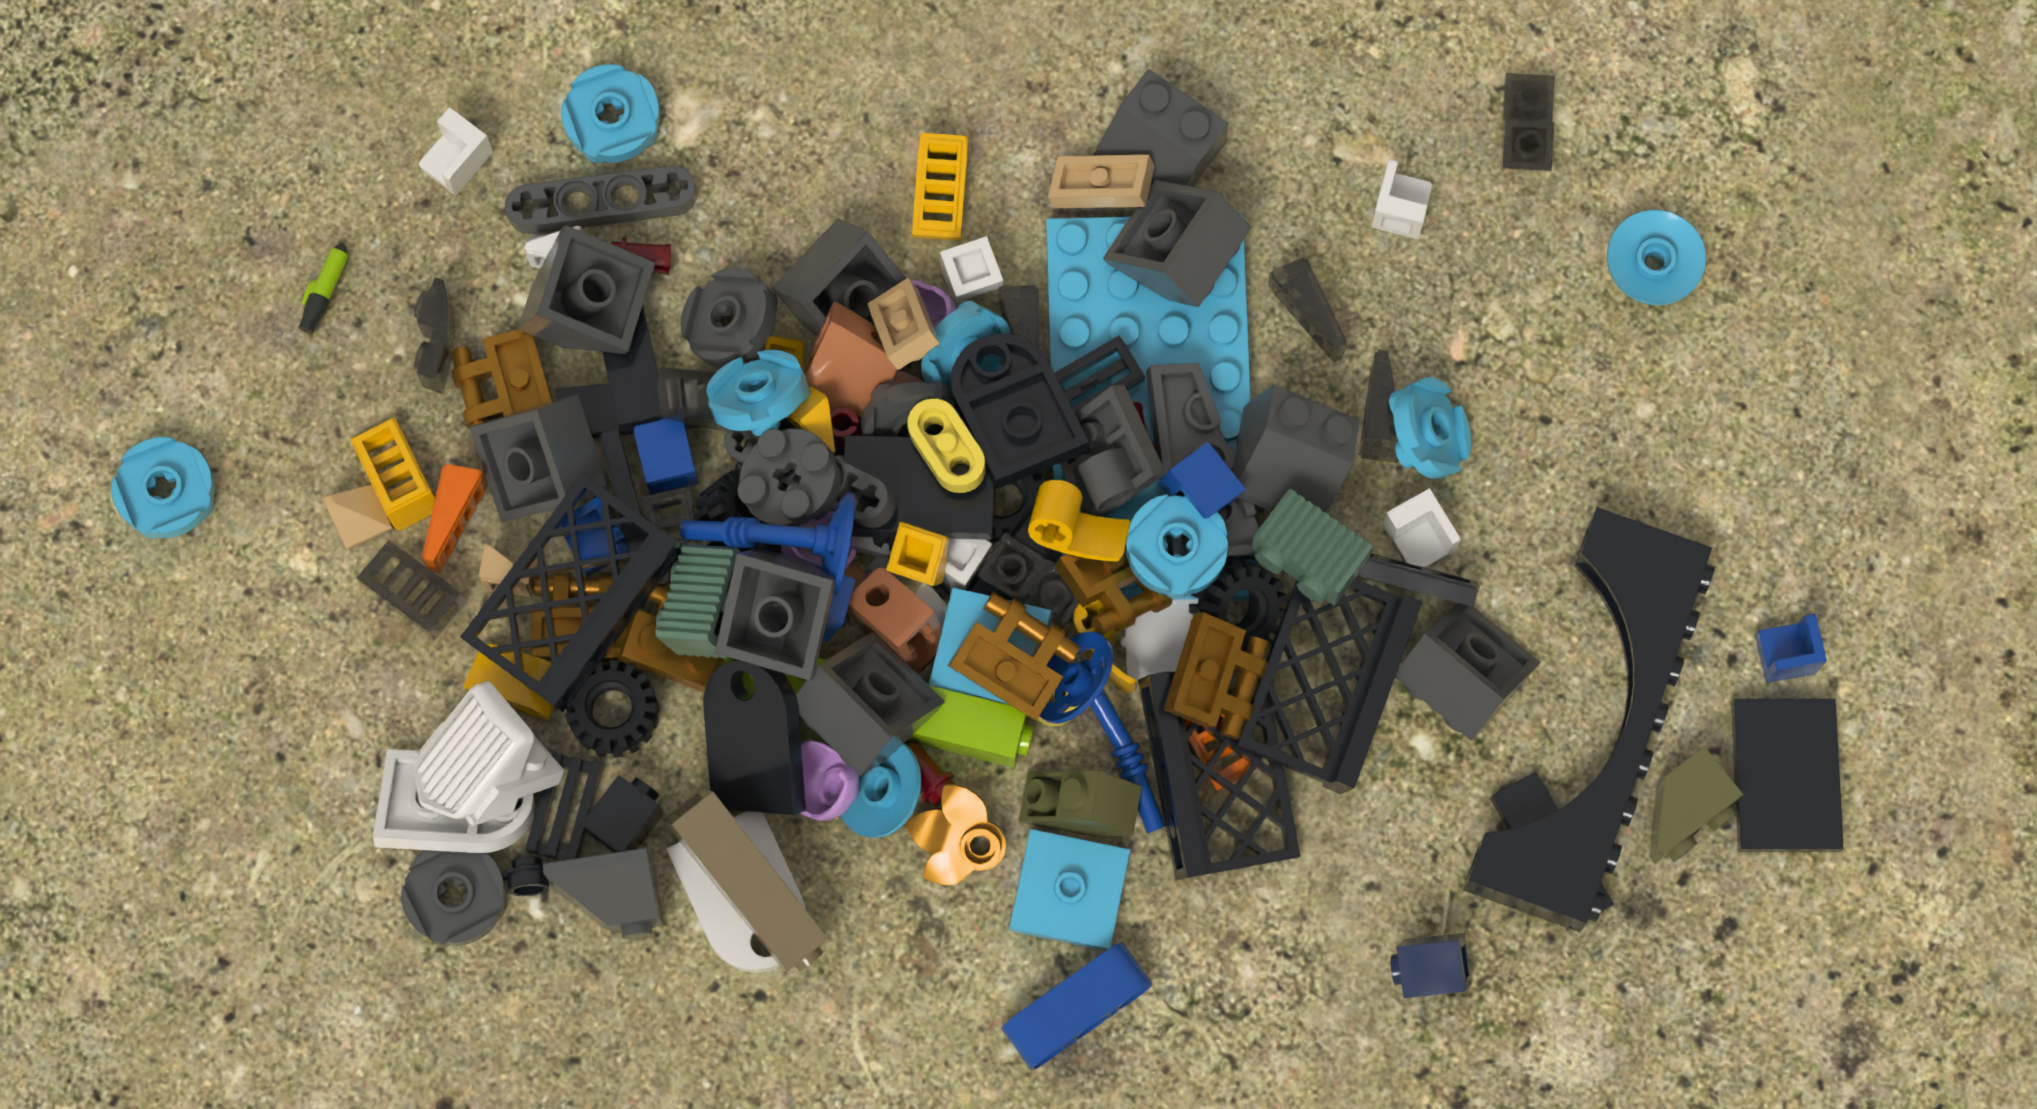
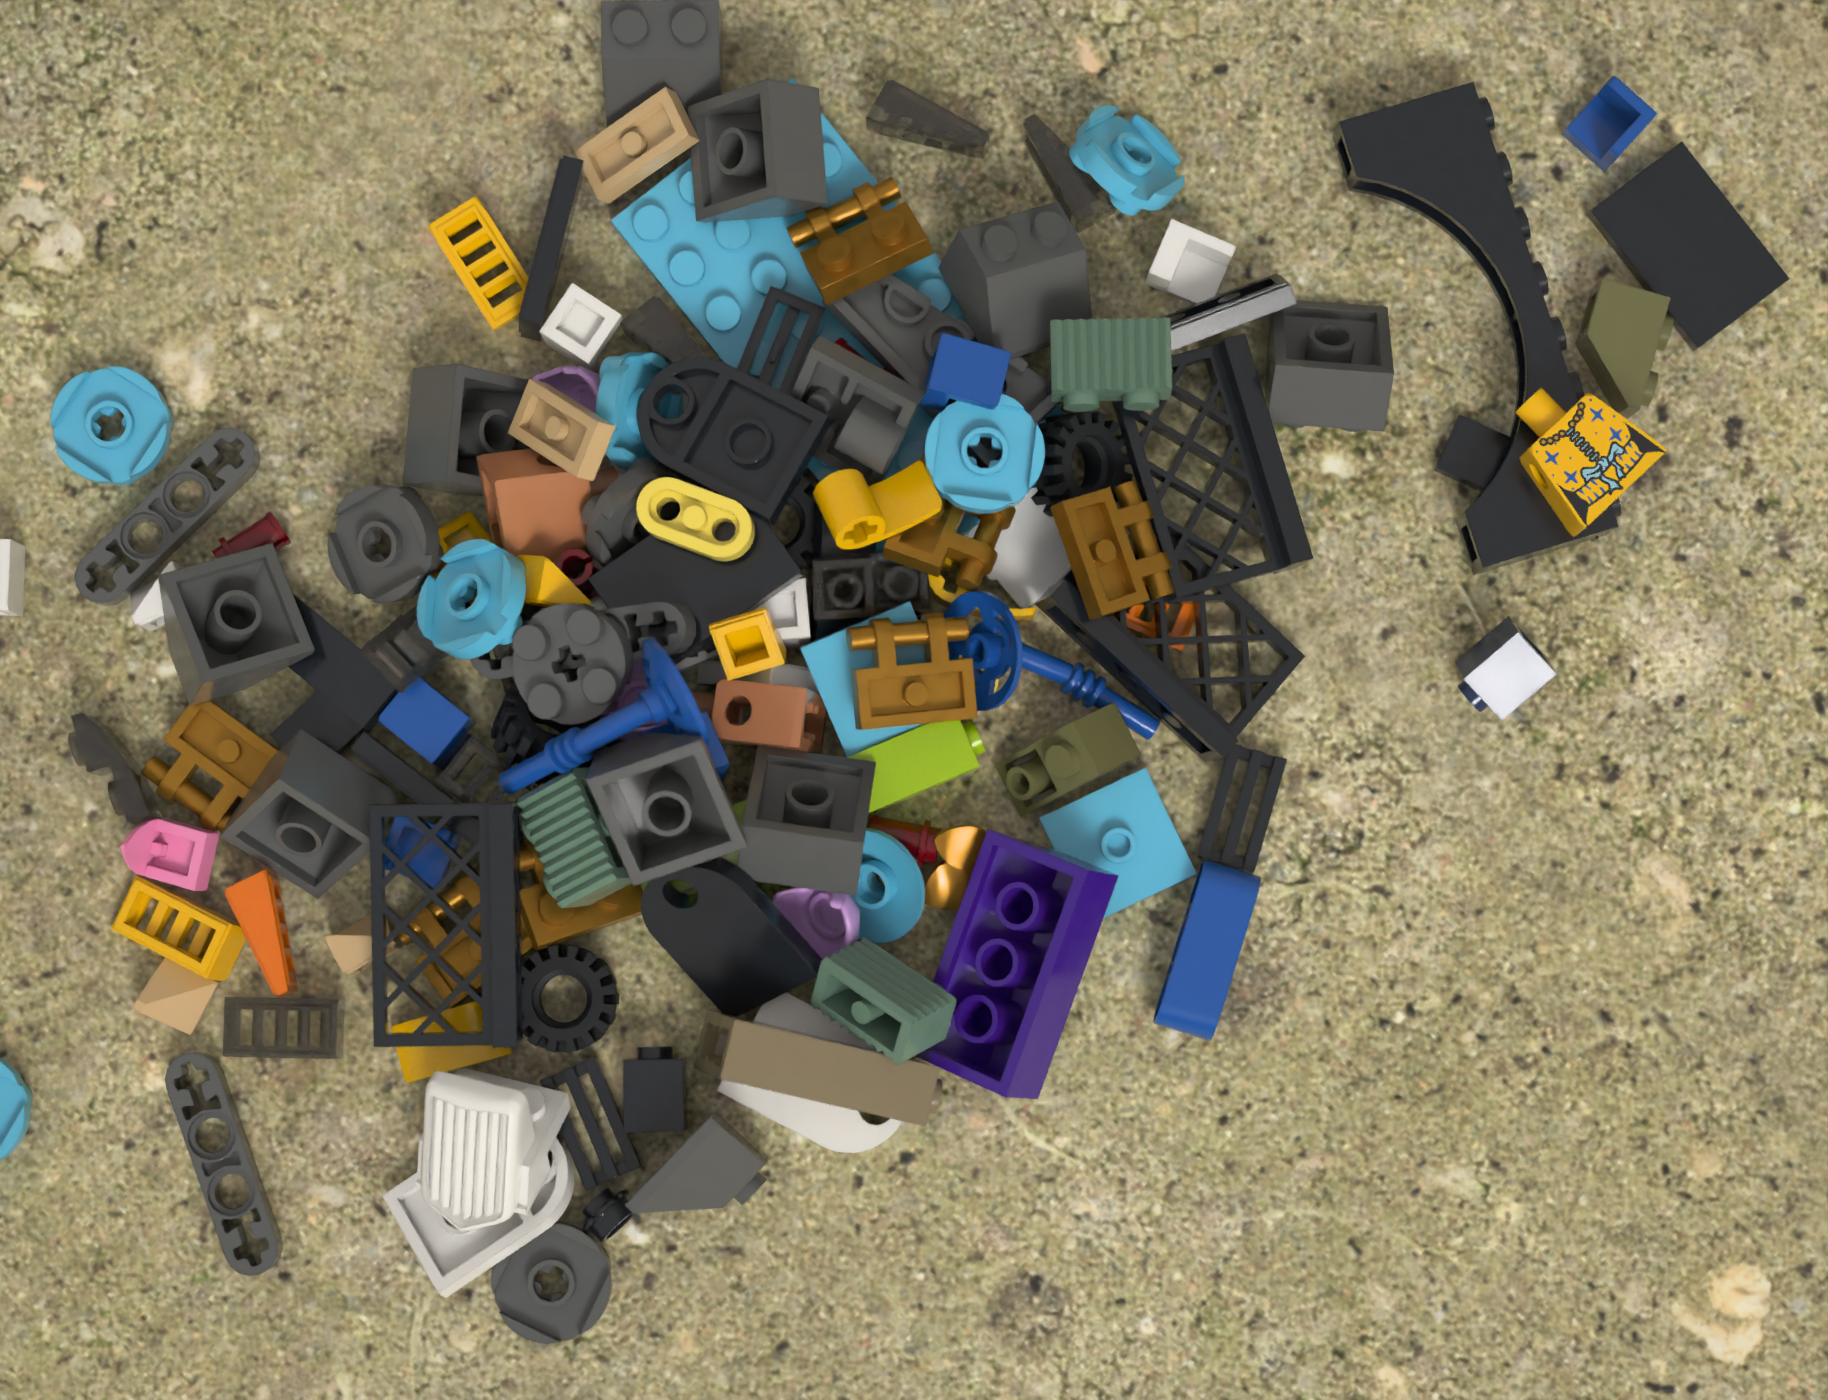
camera: 40 degrees left, 10 degrees up
(293, 647) = (213, 1166): none -> dark grey beam
(428, 416) = (171, 852): none -> bright pink plate
(824, 864) = (882, 1000): none -> sand green brick
(933, 912) = (1017, 962): none -> dark purple slope
(992, 205) = (550, 247): none -> black tile
(1200, 356) = (863, 252): none -> pearl gold plate
(1211, 901) = (1255, 760): none -> black tile
(1596, 852) = (1583, 456): none -> yellow torso

